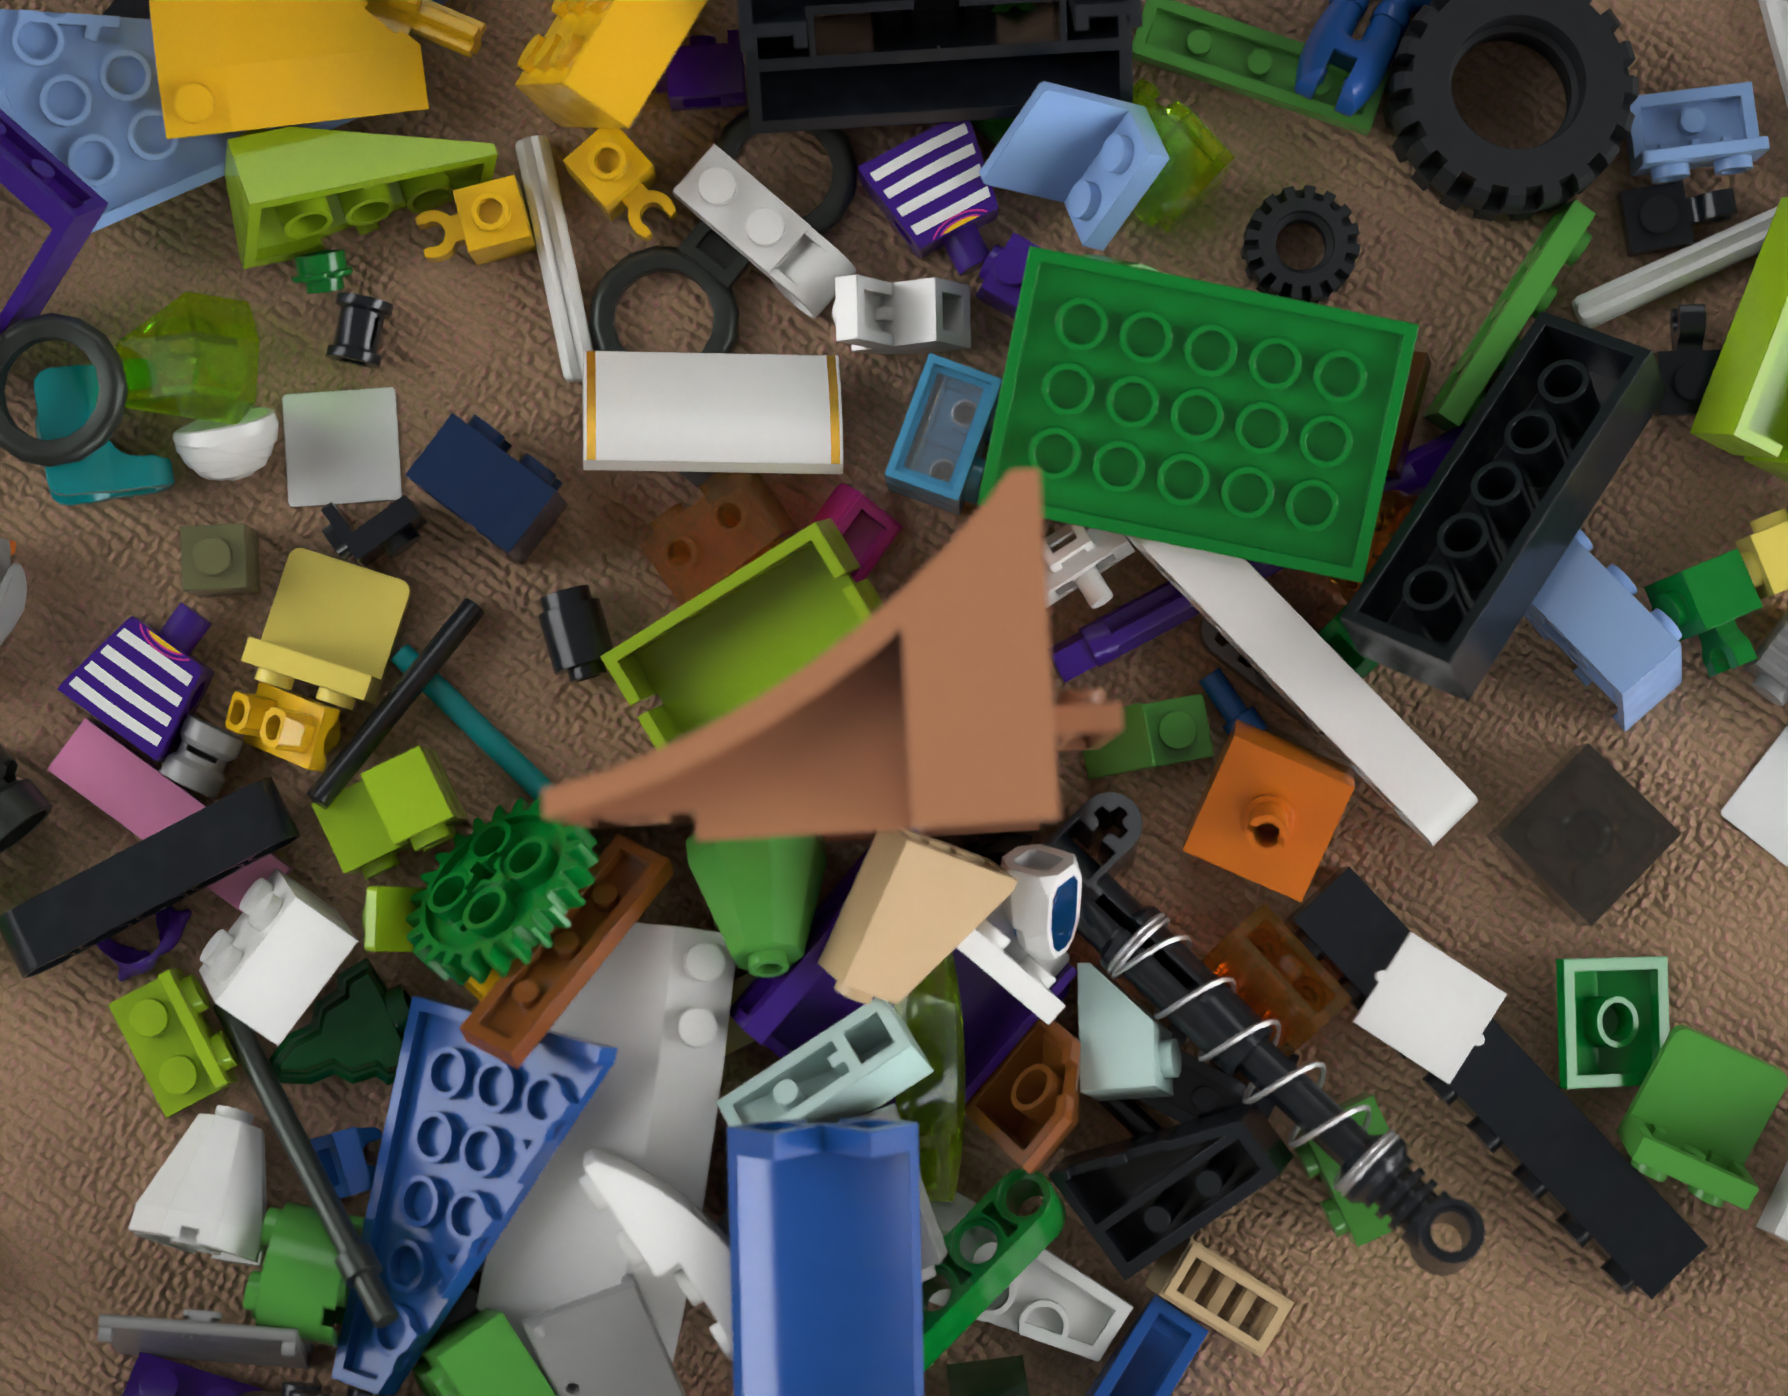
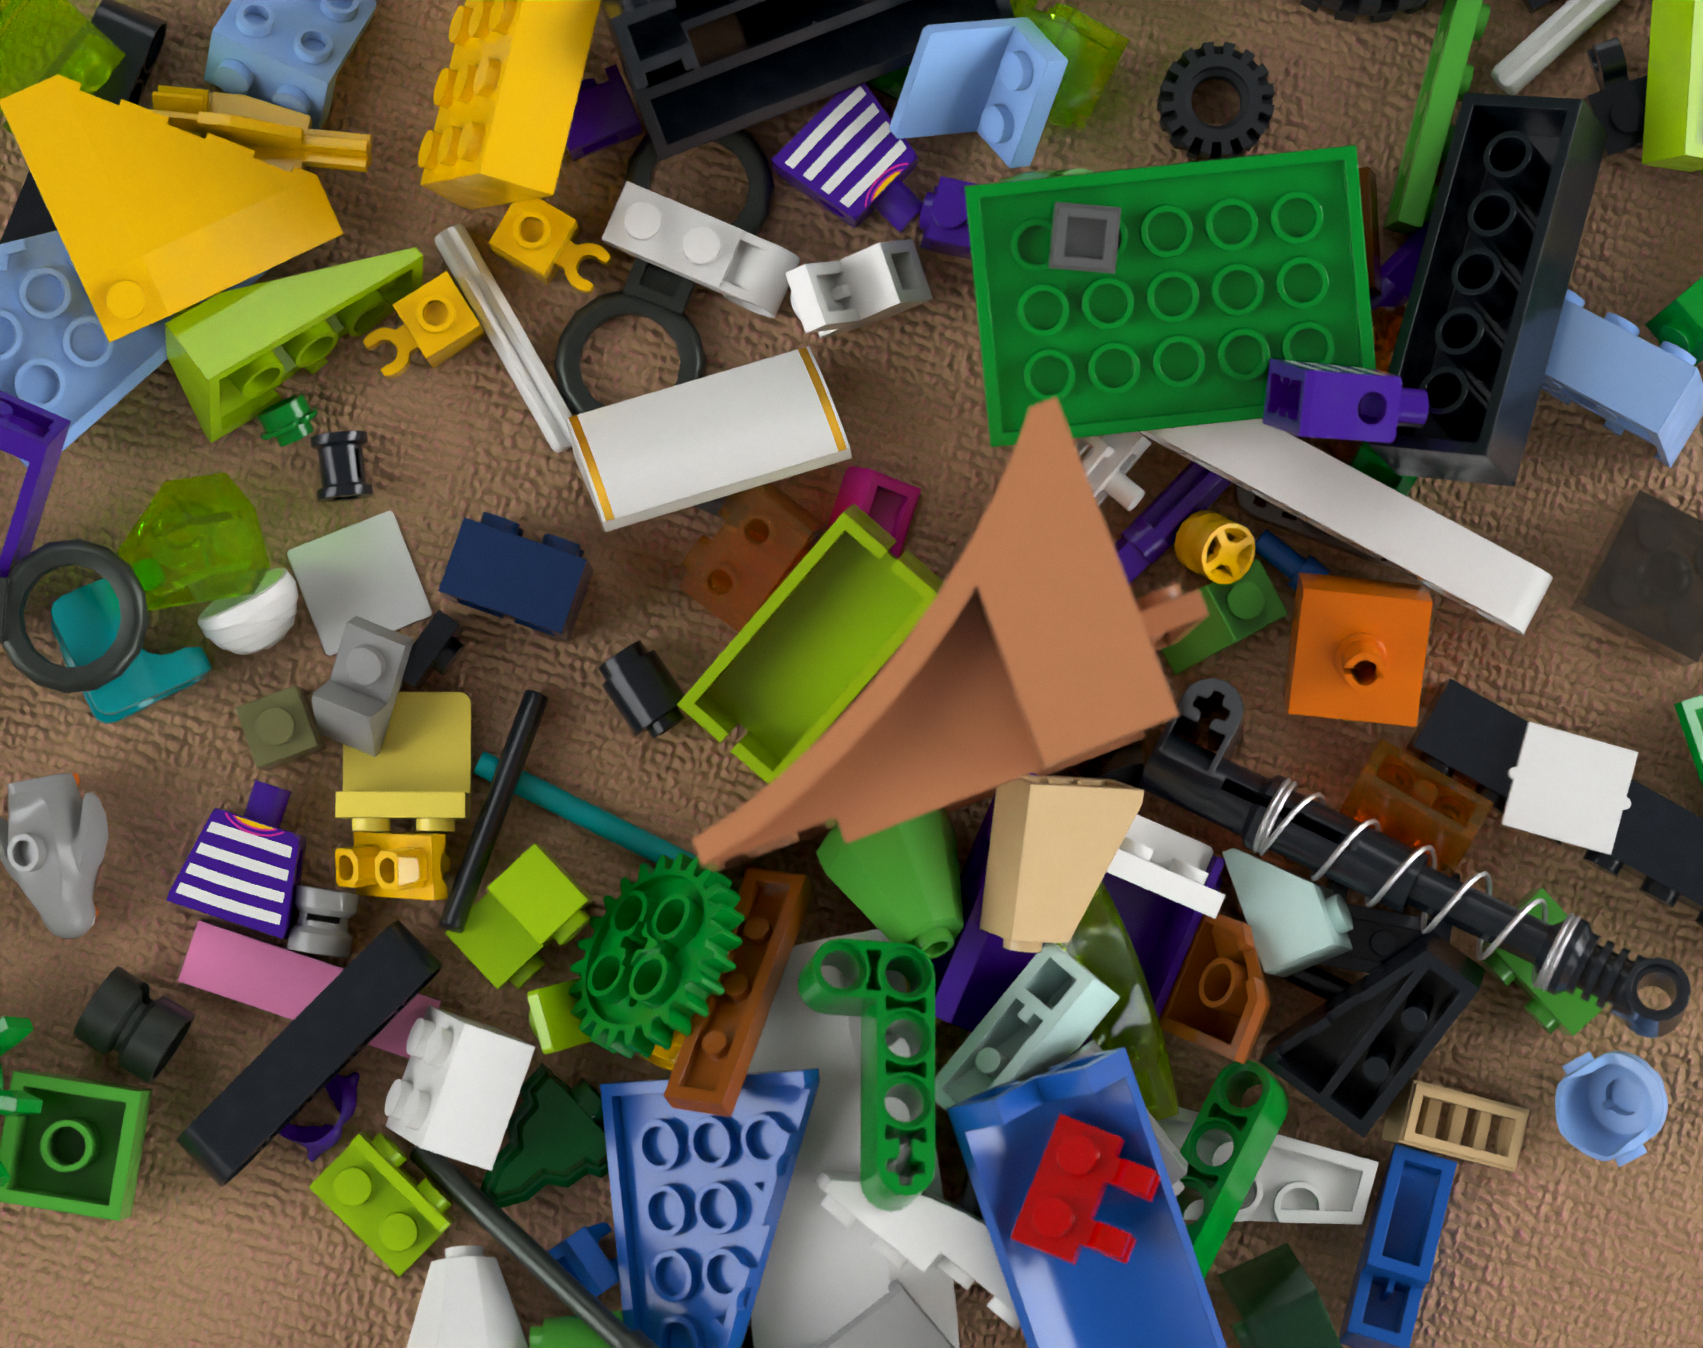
camera: 20 degrees left, 0 degrees up
(308, 545) = (362, 686): none -> light grey slope
(678, 1072) = (882, 1071): none -> green beam
(820, 1244) = (1069, 1190): none -> red plate
(945, 436) = (937, 390): dark azure piece -> none
(1045, 899) = (1174, 801): white rock -> none
(1129, 330) = (1084, 237): none -> dark grey tile
(1178, 677) = (1230, 547): none -> yellow wheel
(1309, 561) = (1340, 401): none -> dark purple torso
(1372, 1324) = (1610, 1105): none -> light blue cap

